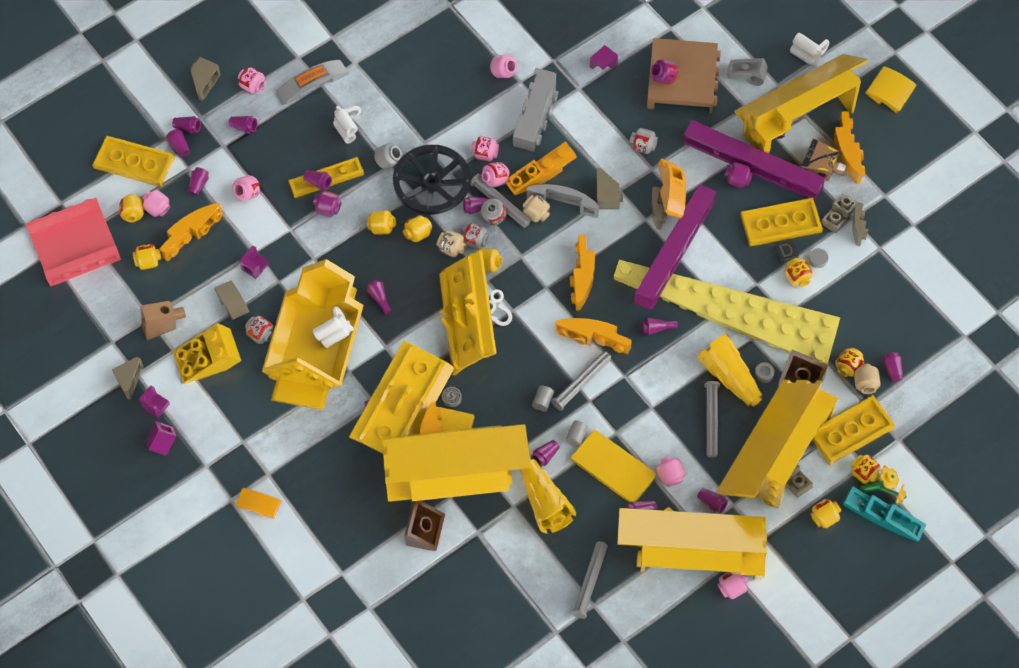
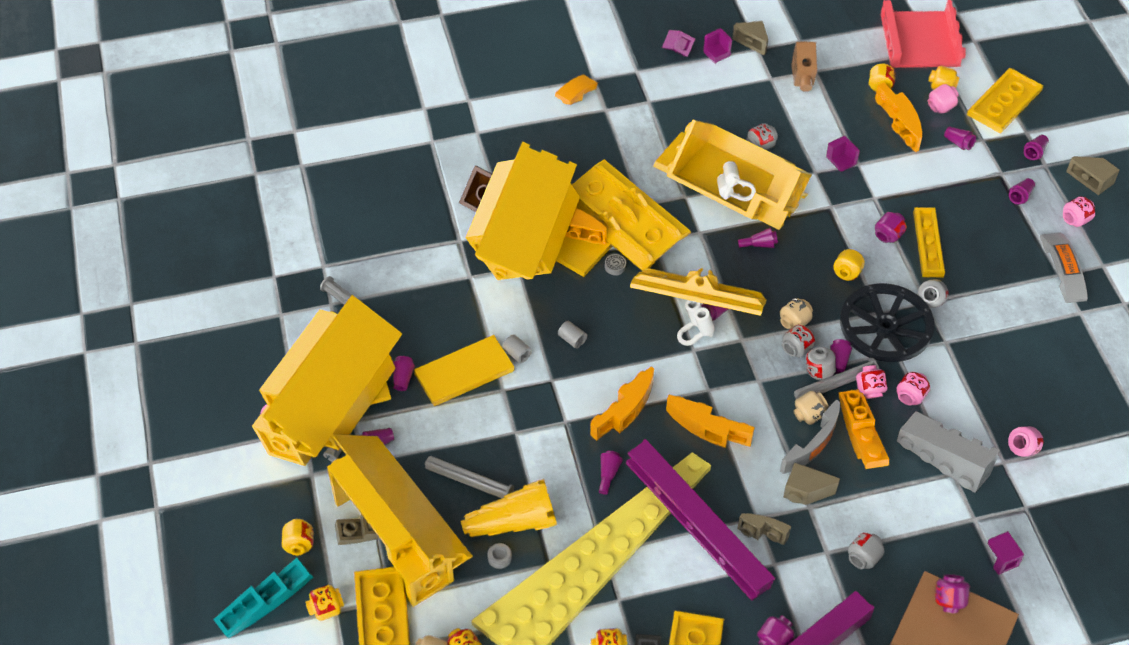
camera: 110 degrees right, 10 degrees down
(178, 142) = (1015, 134): magenta cone -> none
(207, 354) = (752, 95): yellow slope -> none
(232, 300) = (806, 124): dark tan slope -> none
(246, 188) = (934, 167): bright pink head -> none
(321, 180) = (922, 225): magenta cone -> none
(345, 124) = (992, 269): white piece -> none
(417, 228) = (828, 292): yellow head -> none
(491, 259) = (762, 339): yellow head -> none
(545, 453) = (509, 314): magenta cone -> none
(547, 501) = (451, 292): yellow cone -> none
(564, 397) = (576, 376): light grey axle -> none
(671, 471) = (427, 412): bright pink head -> none
(673, 189) = (780, 543): light orange slope -> none
(803, 368) = (473, 590): reddish brown slope -> none
(889, 479) = (290, 604): yellow plant -> none

